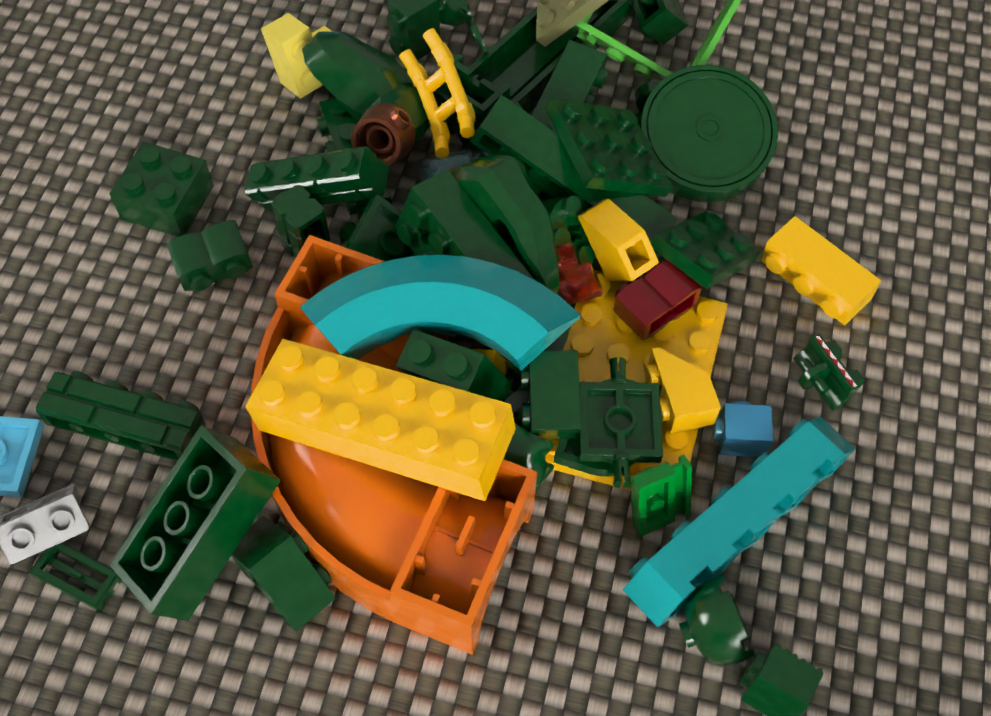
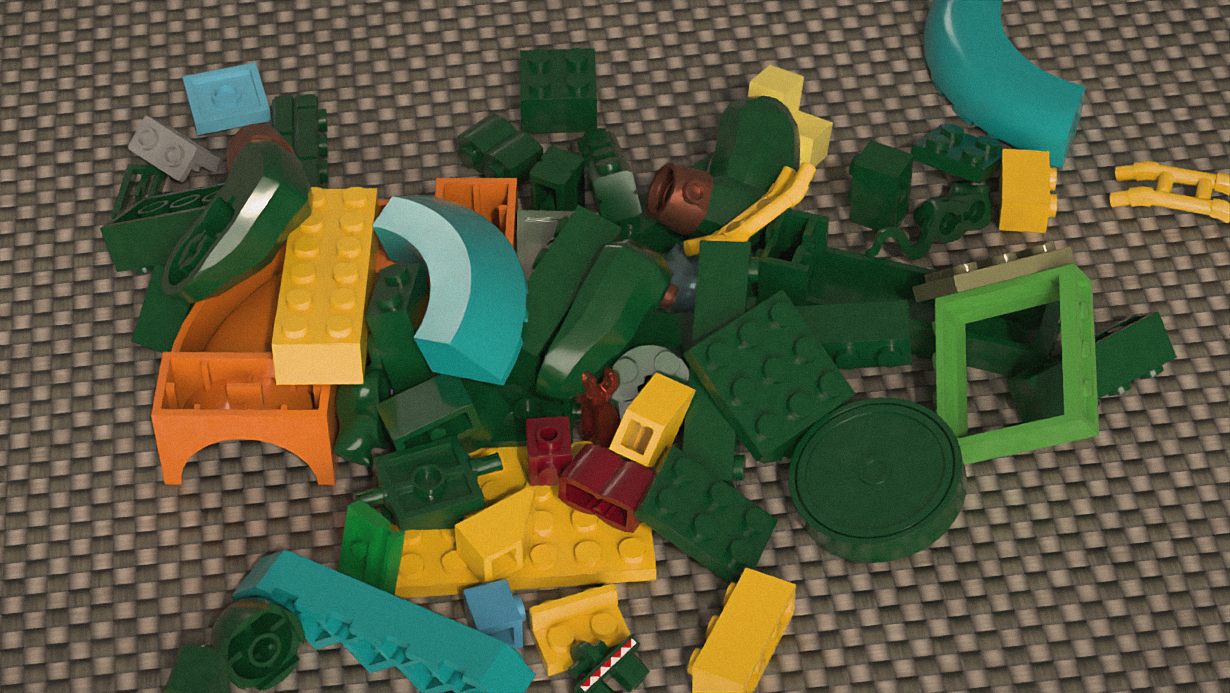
camera: 70 degrees right, 15 degrees down
(289, 460) = (244, 221): none -> dark green piece
(602, 327) = (548, 457): none -> dark red brick
(772, 375) = (582, 617): none -> yellow bracket

